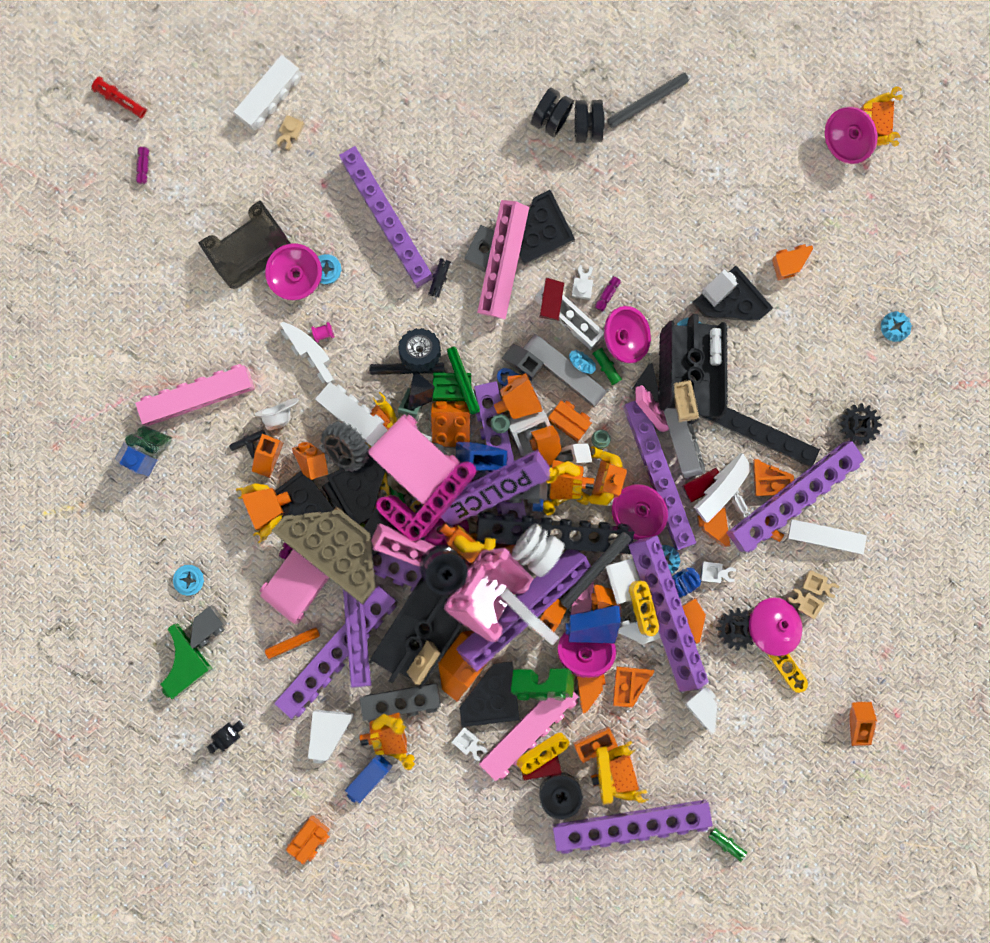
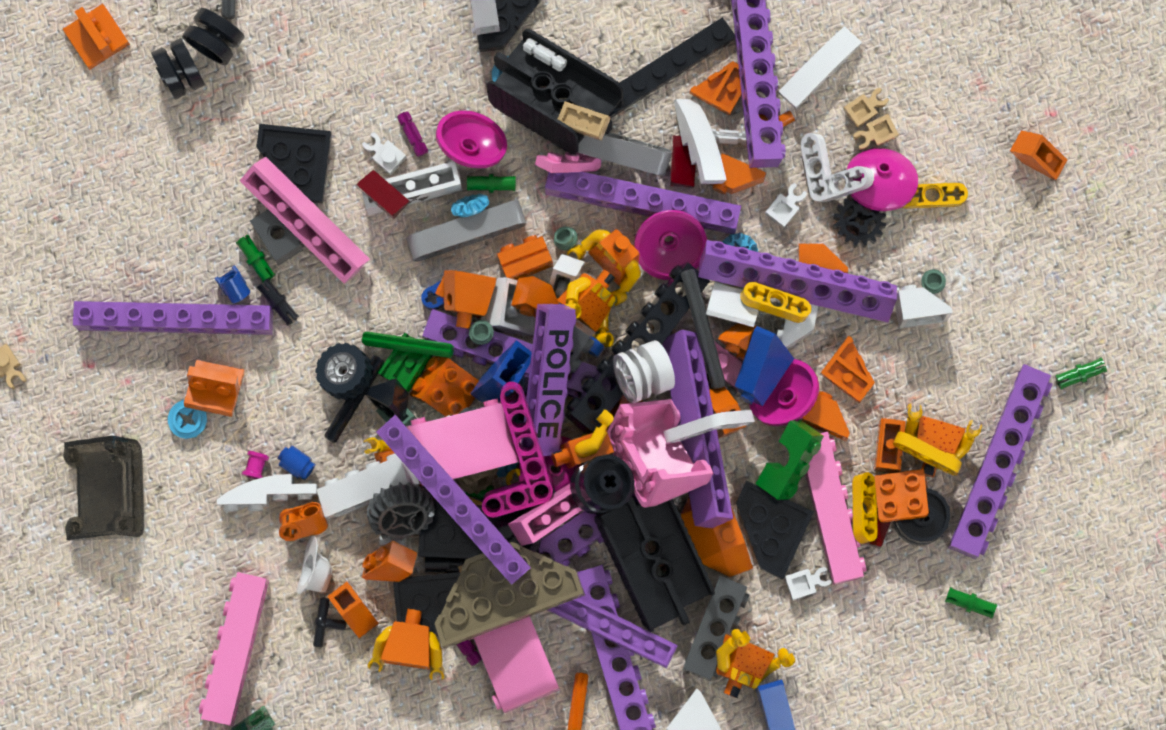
camera: 60 degrees left, 5 degrees down
(285, 263) = (152, 450): dark pink dish -> none
(304, 386) = (304, 520): none -> orange piece
(340, 357) = (296, 462): none -> blue brick
(356, 272) = (213, 387): none -> orange bracket
(368, 477) = (453, 499): none -> medium lavender brick
(423, 662) = (688, 571): tan plate -> none
(431, 241) = (233, 285): none -> blue piece
(459, 244) = (255, 258): none -> green pin
(523, 361) = (427, 268): dark grey slope -> none
(523, 863) = (971, 602): none -> green pin
(542, 46) = (95, 35): none -> orange bracket
(565, 775) = (901, 495): none -> orange bracket
(649, 382) = (532, 147): black slope -> none
(686, 581) = (775, 241): blue gear -> none
(727, 704) = (933, 281): none -> sand green plate
(751, 592) = (830, 181): none -> white beam

